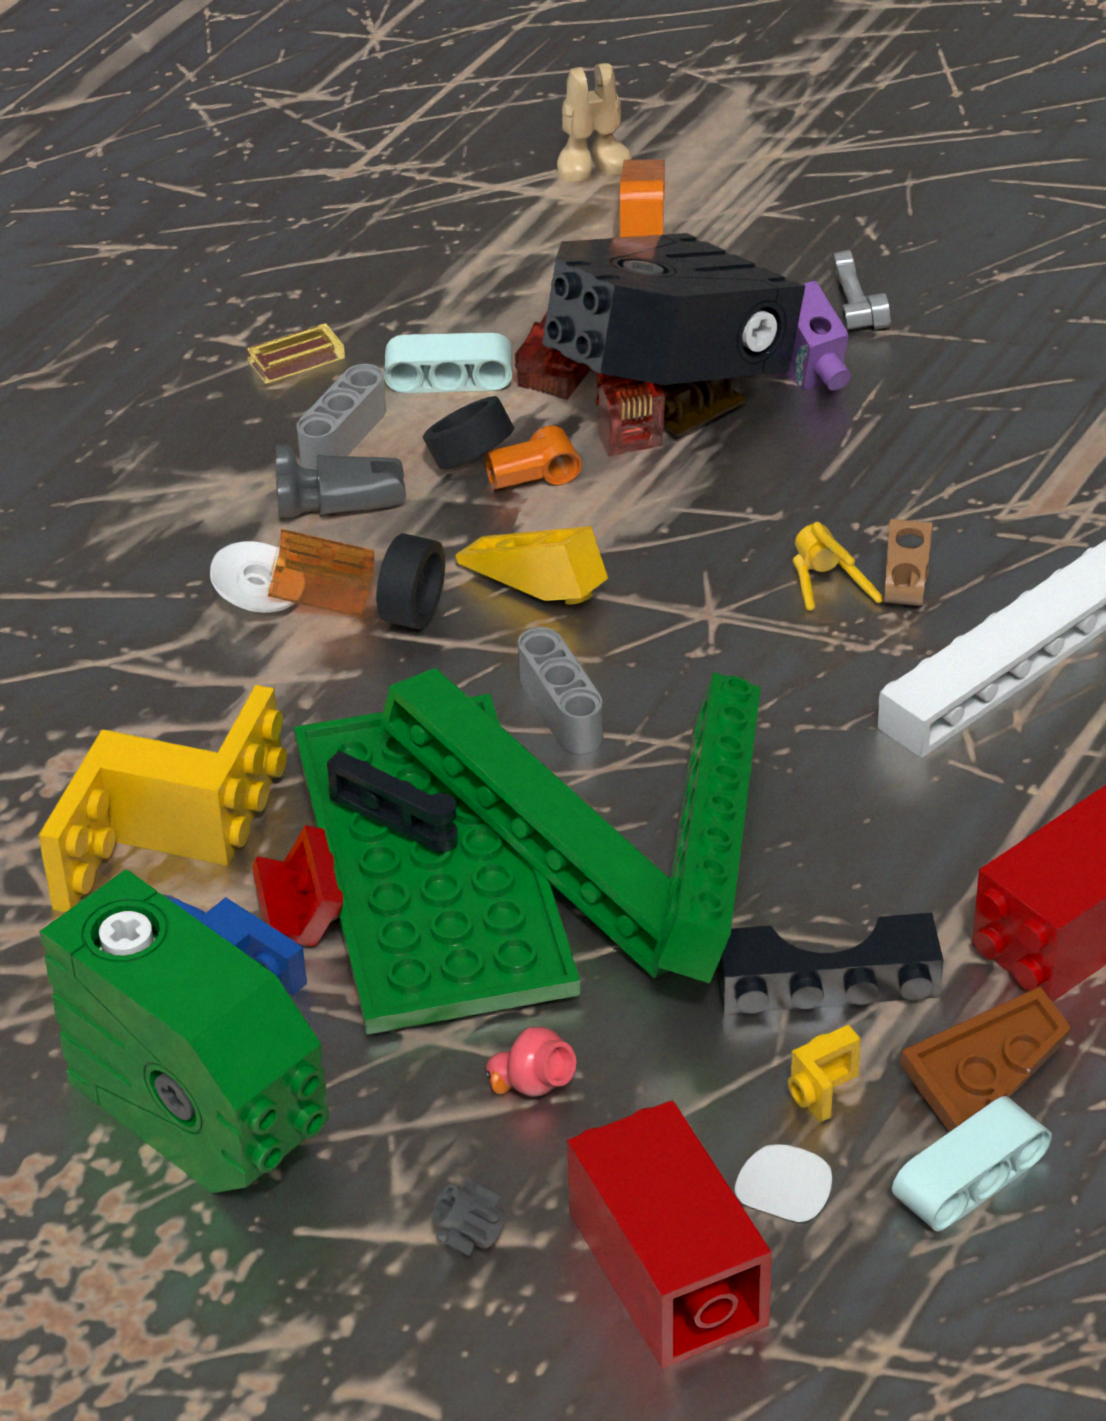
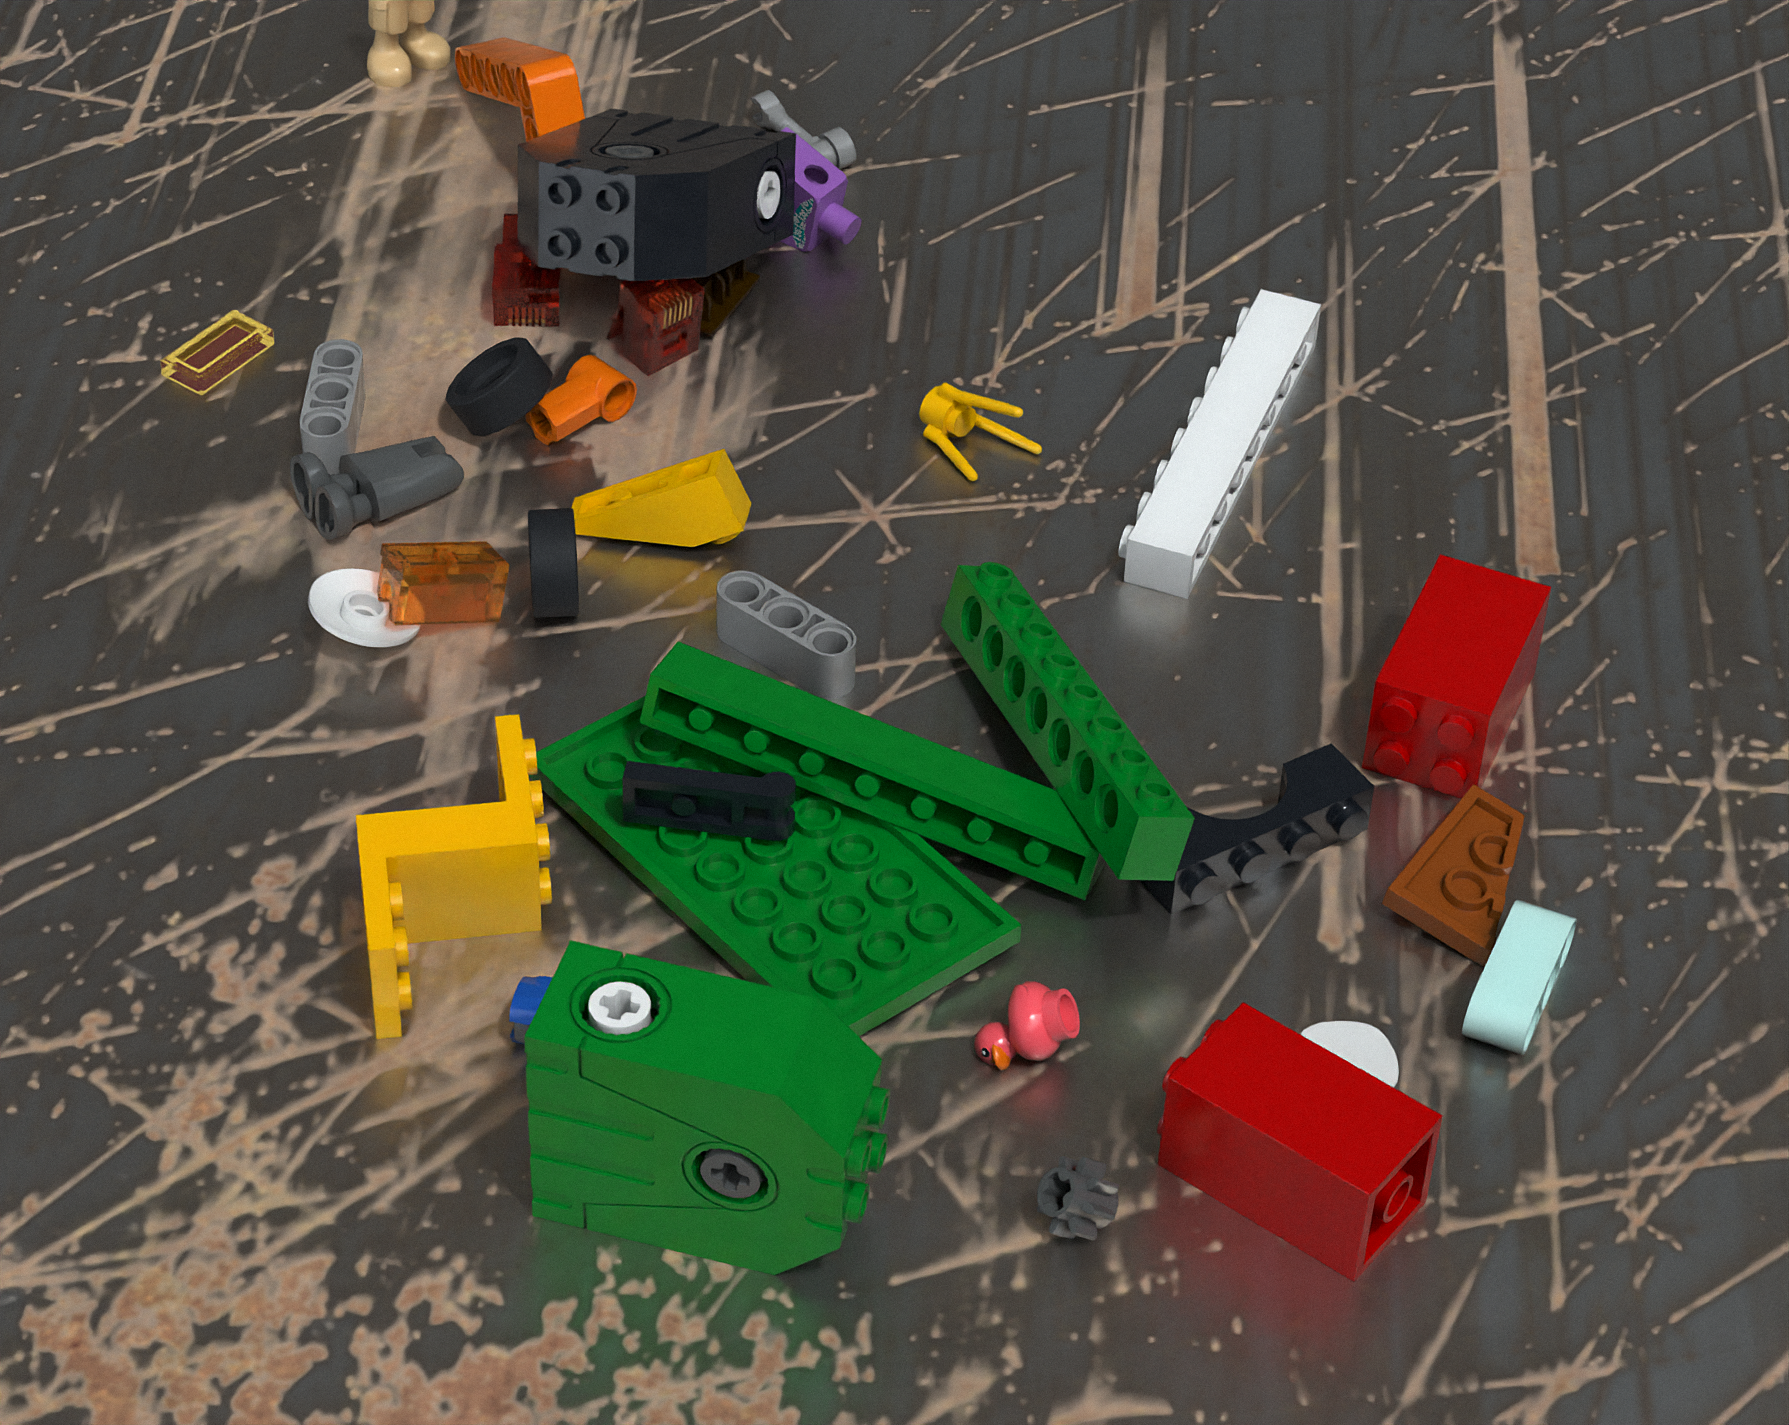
camera: 30 degrees left, 0 degrees up
(301, 891) = (661, 917): red bracket -> none
(448, 362) = (411, 316): light aqua beam -> none
(821, 1067) = (1316, 936): yellow bracket -> none
(907, 566) = (1052, 409): medium nougat leg -> none

